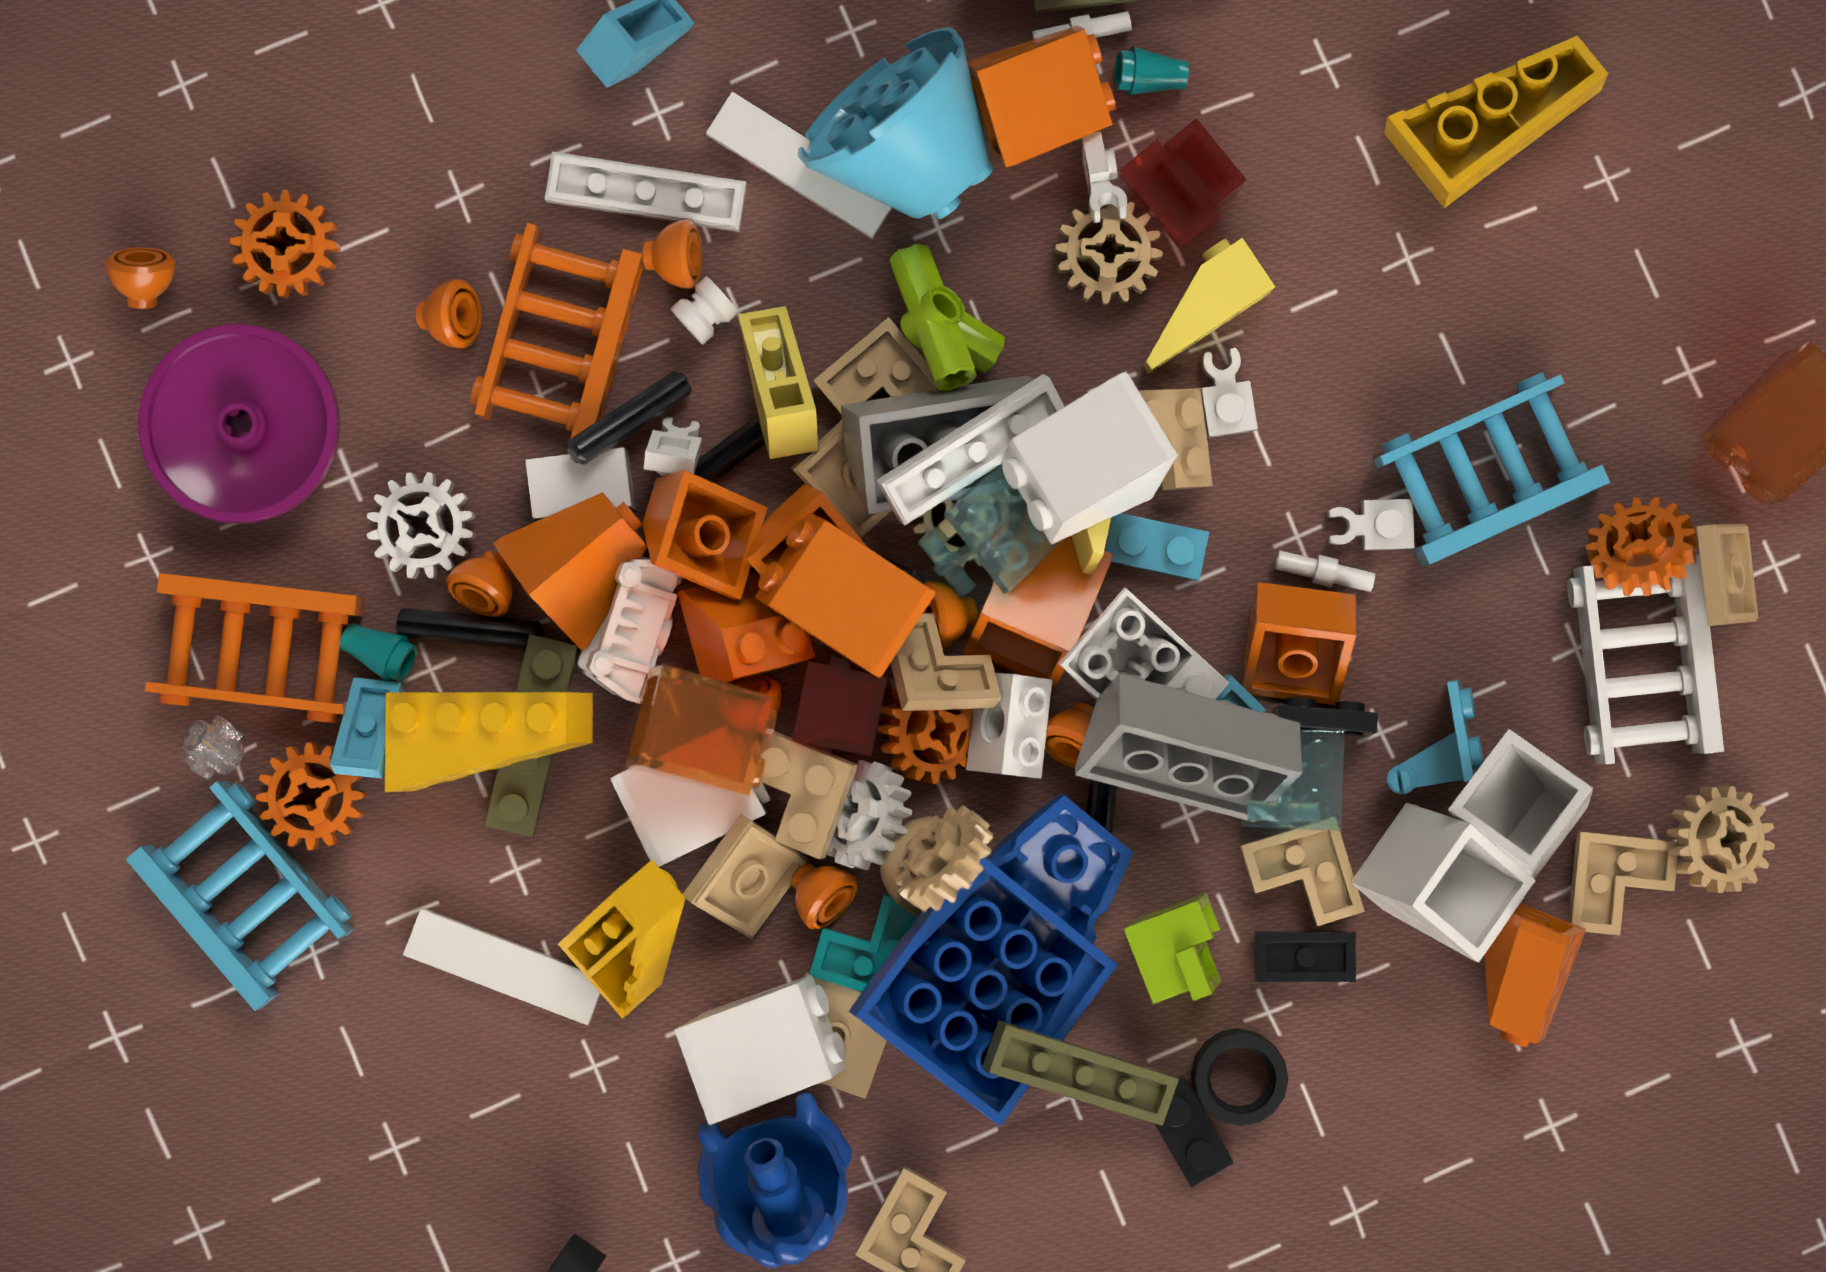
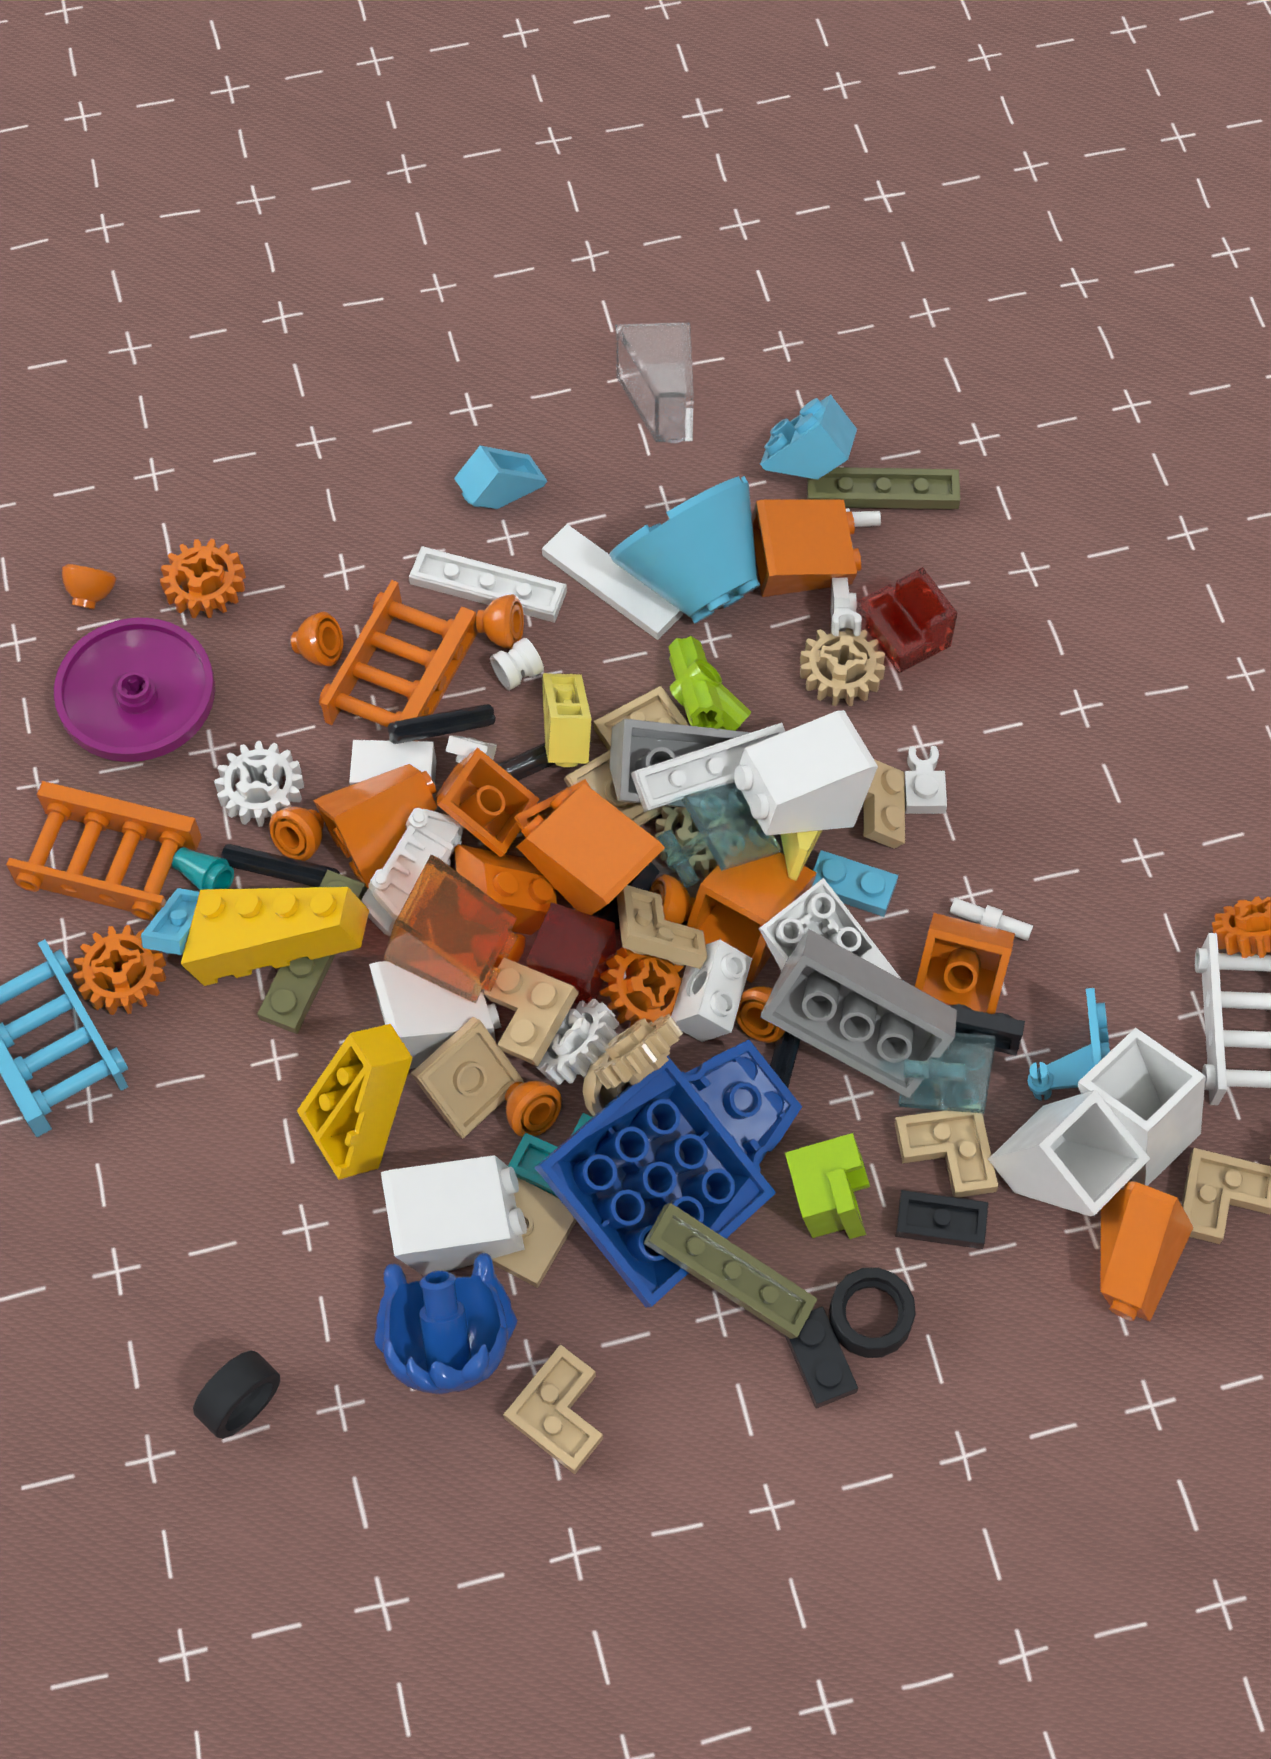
camera: 10 degrees right, 25 degrees down
(212, 747) = (49, 920): clear gear -> none
(502, 966) = (247, 1130): white tile -> none
(1148, 72) = (890, 551): teal cone -> none
(1218, 292) = (925, 705): light yellow slope -> none
(1381, 524) = (1041, 891): white plate -> none
(1479, 127) = (1158, 611): yellow wedge -> none
(1529, 497) = (1130, 896): medium azure fence -> none

